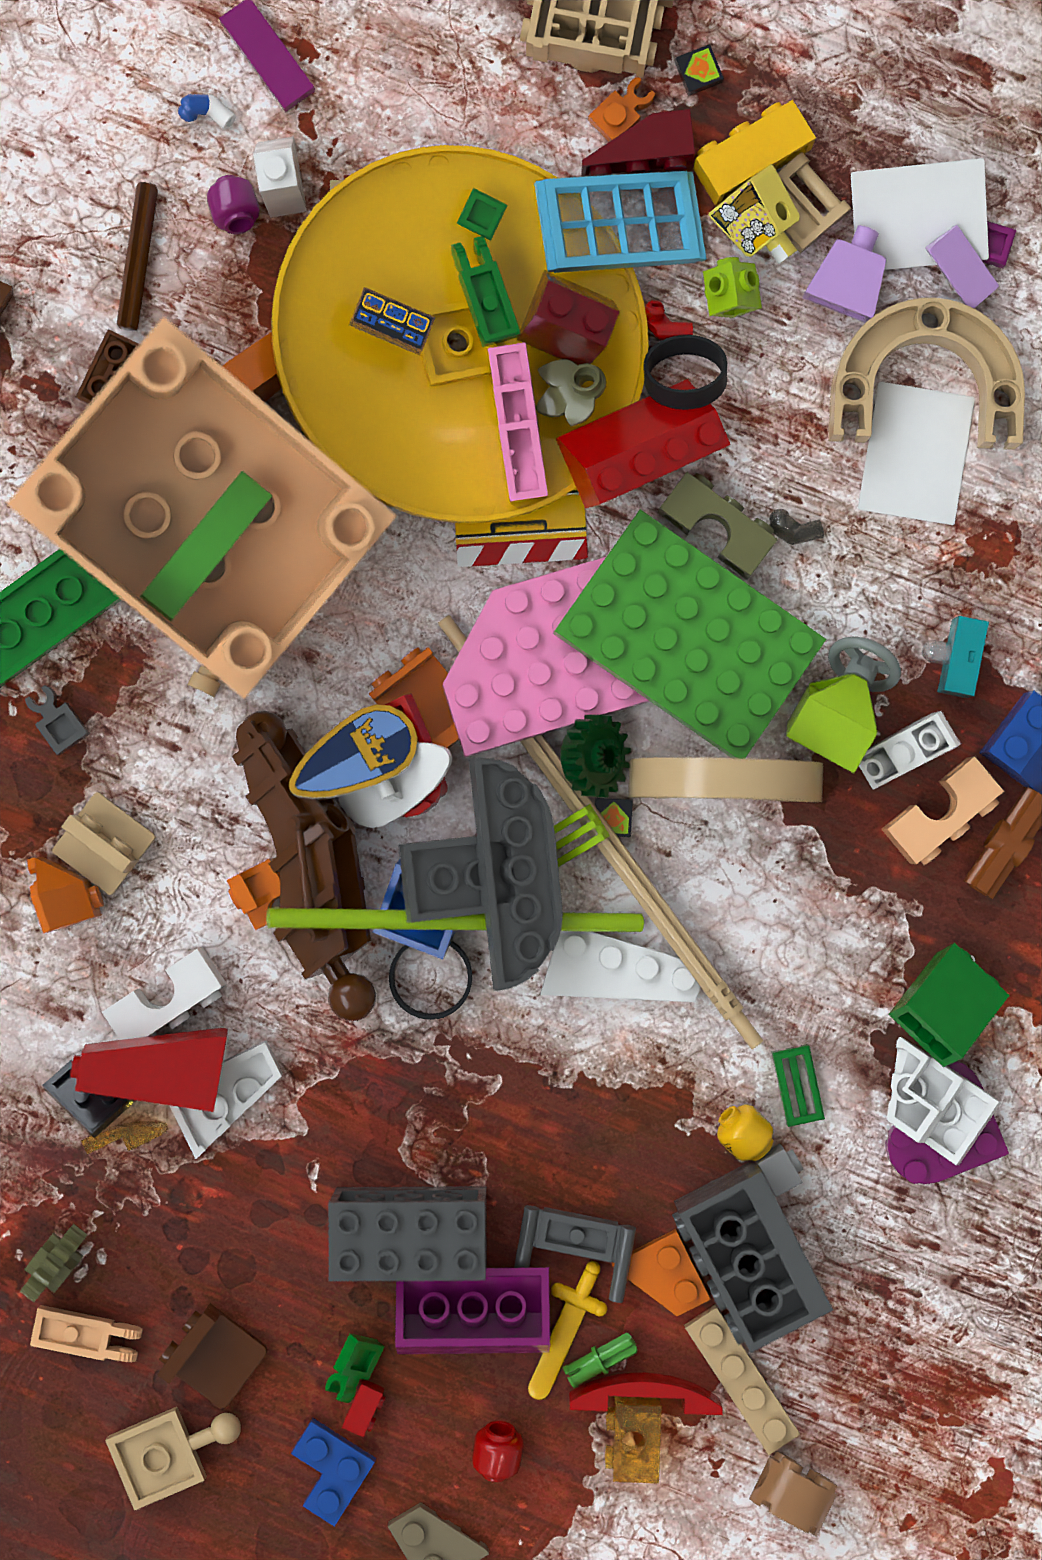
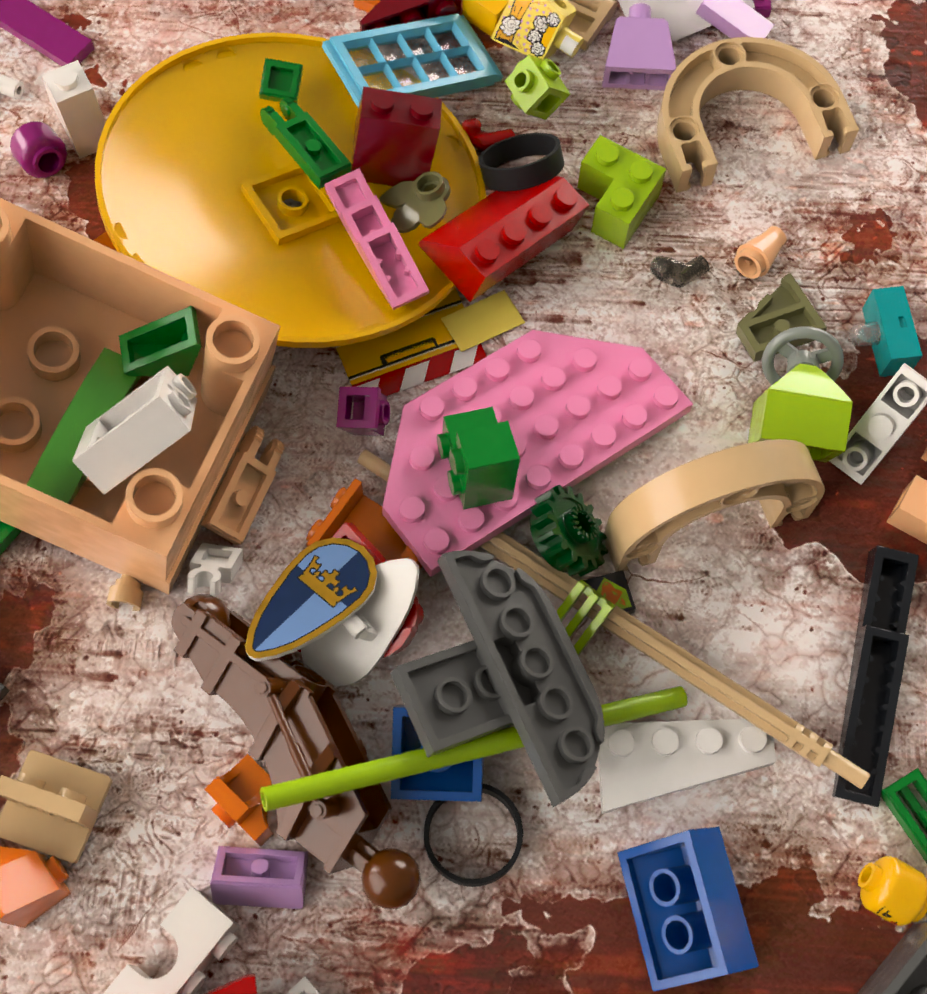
camera: 25 degrees left, 20 degrees down
(223, 603) = (136, 429): none -> white window
(252, 953) = (259, 877): none -> lavender slope
(285, 684) = (213, 566): none -> white plate
(291, 488) = (162, 343): none -> green slope
(334, 618) = (243, 487): none -> light nougat hinge
(392, 321) = (221, 184): tile -> none
(460, 586) = (370, 411): none -> magenta brick
(537, 671) = (480, 457): none -> green brick
(577, 1091) = (687, 908): none -> blue slope
(594, 522) = (482, 320): none -> light yellow sticker
(689, 636) = (617, 384): bright green plate -> none
(746, 539) = (578, 271): olive arch -> none
(779, 428) = (623, 184): none -> lime brick
(812, 953) = (876, 670): none -> black slope
(867, 611) = (776, 313): none -> olive wing
(877, 536) = (759, 253): none -> light nougat cone
(916, 453) = (763, 180): white sticker -> none

